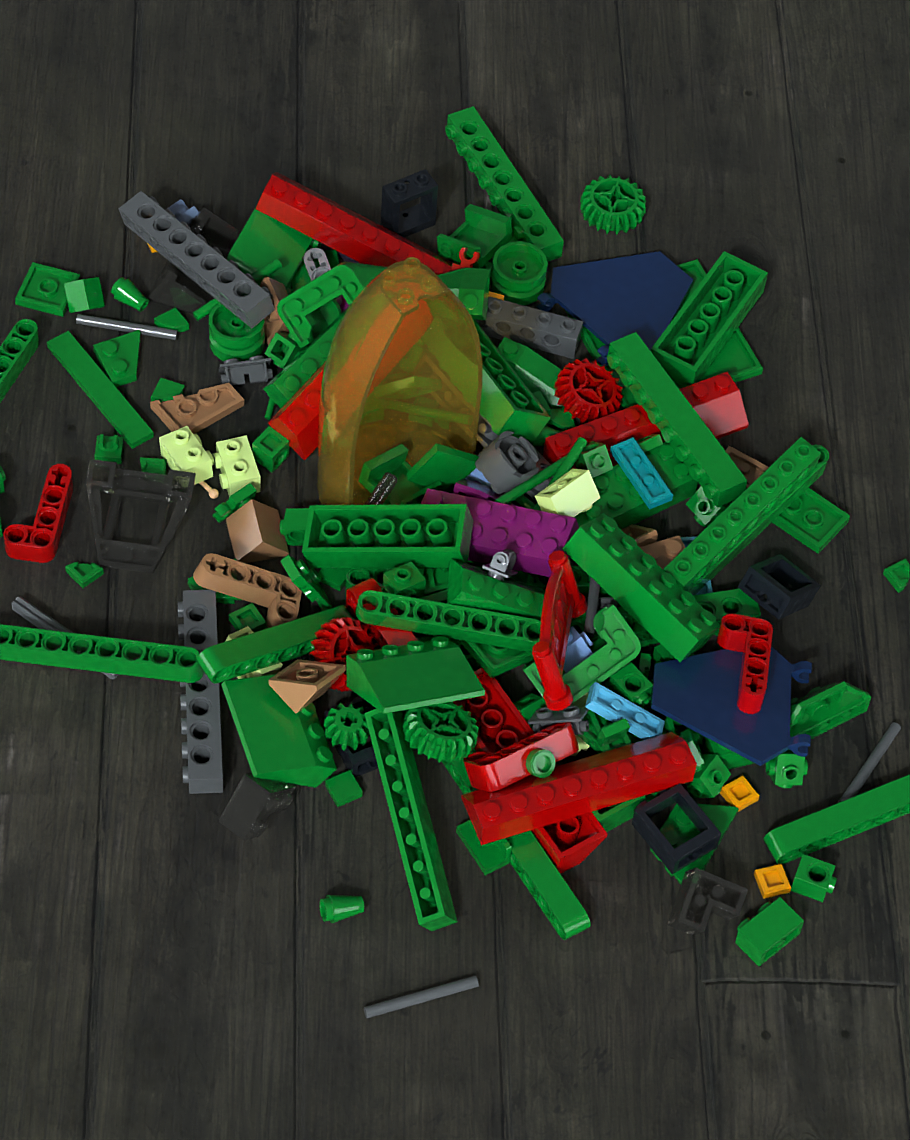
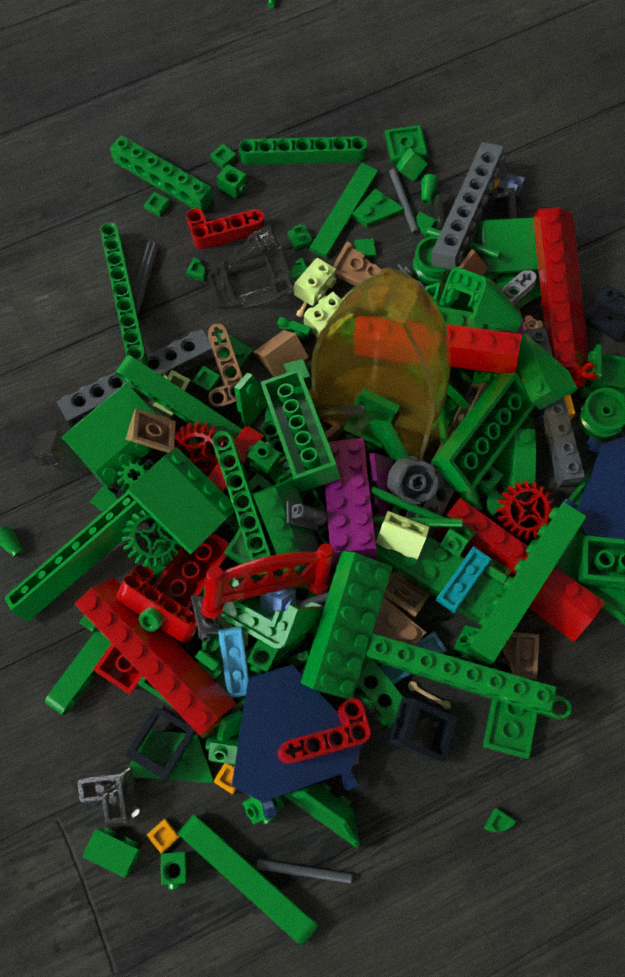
camera: 70 degrees right, 15 degrees up
(724, 585) = (412, 686): none -> light nougat hinge

